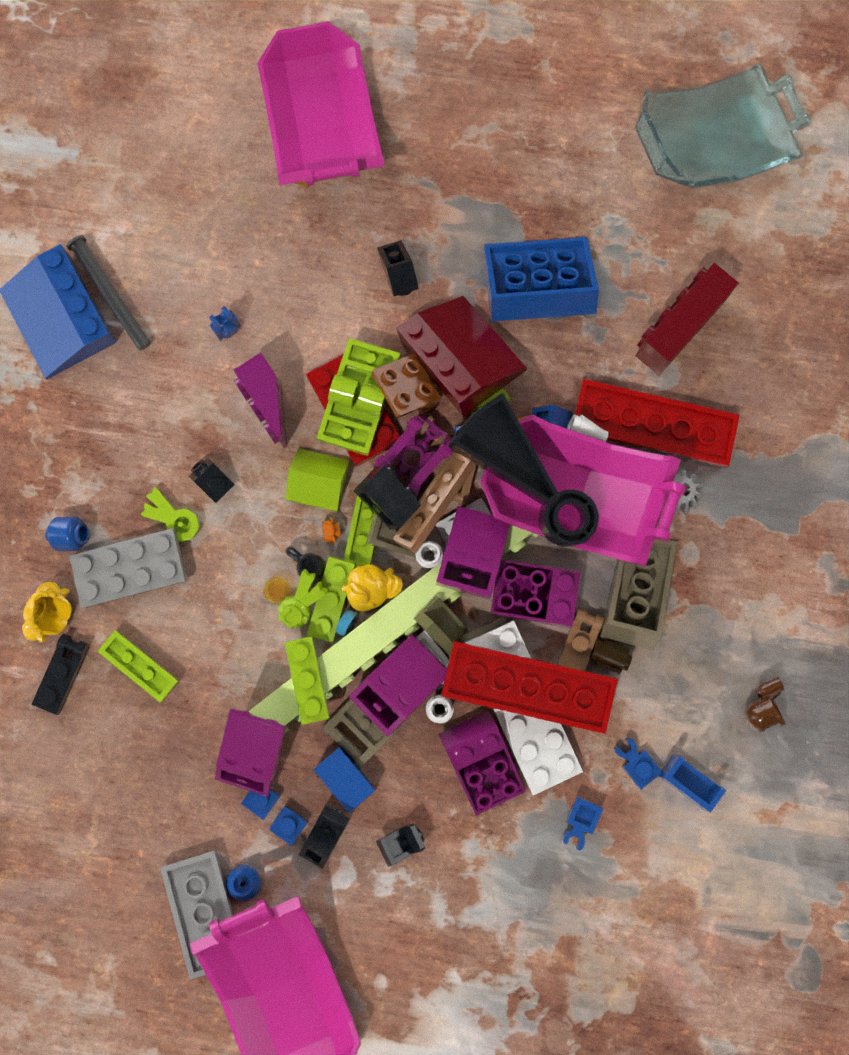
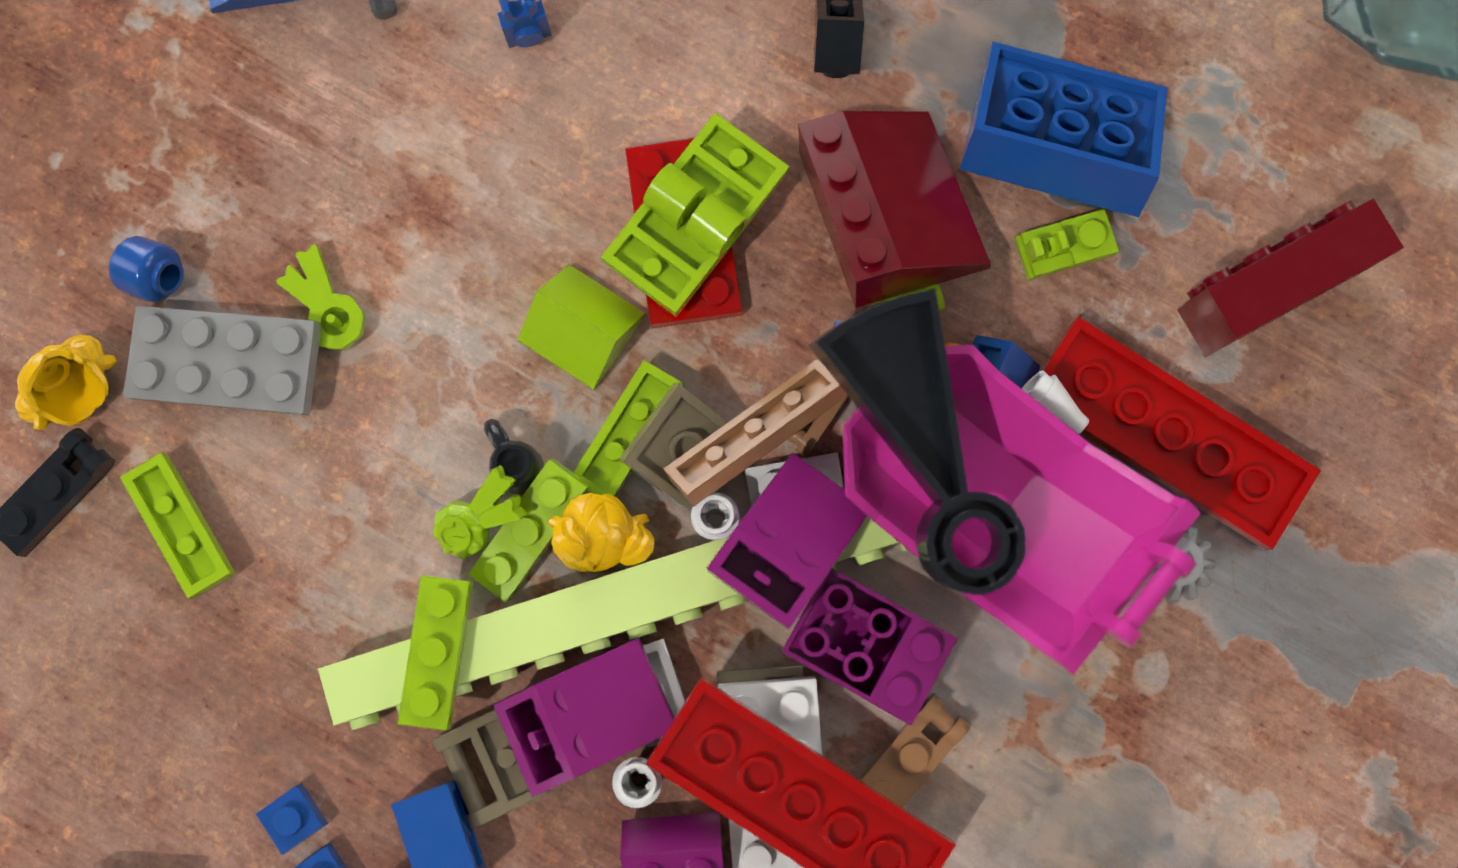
camera: 20 degrees right, 0 degrees up
(211, 479) = (408, 264): black bracket -> none
(250, 752) = (295, 738): magenta slope -> none
(261, 384) = (542, 158): magenta slope -> none
(276, 590) = (447, 482): clear yellow plate -> none
(331, 531) = (570, 418): orange plate -> none
(347, 623) = (540, 579): dark azure tile -> none
(388, 497) = (680, 396): black brick -> none
(406, 386) = (779, 224): dark orange bracket -> none
(406, 442) = (747, 318): magenta piece -> none
(441, 624) = (692, 639): olive panel -> none
(563, 342) = (1066, 245): none -> lime plate
(611, 656) = (958, 797): dark brown brick -> none
(640, 598) = (1040, 722): dark tan slope -> none

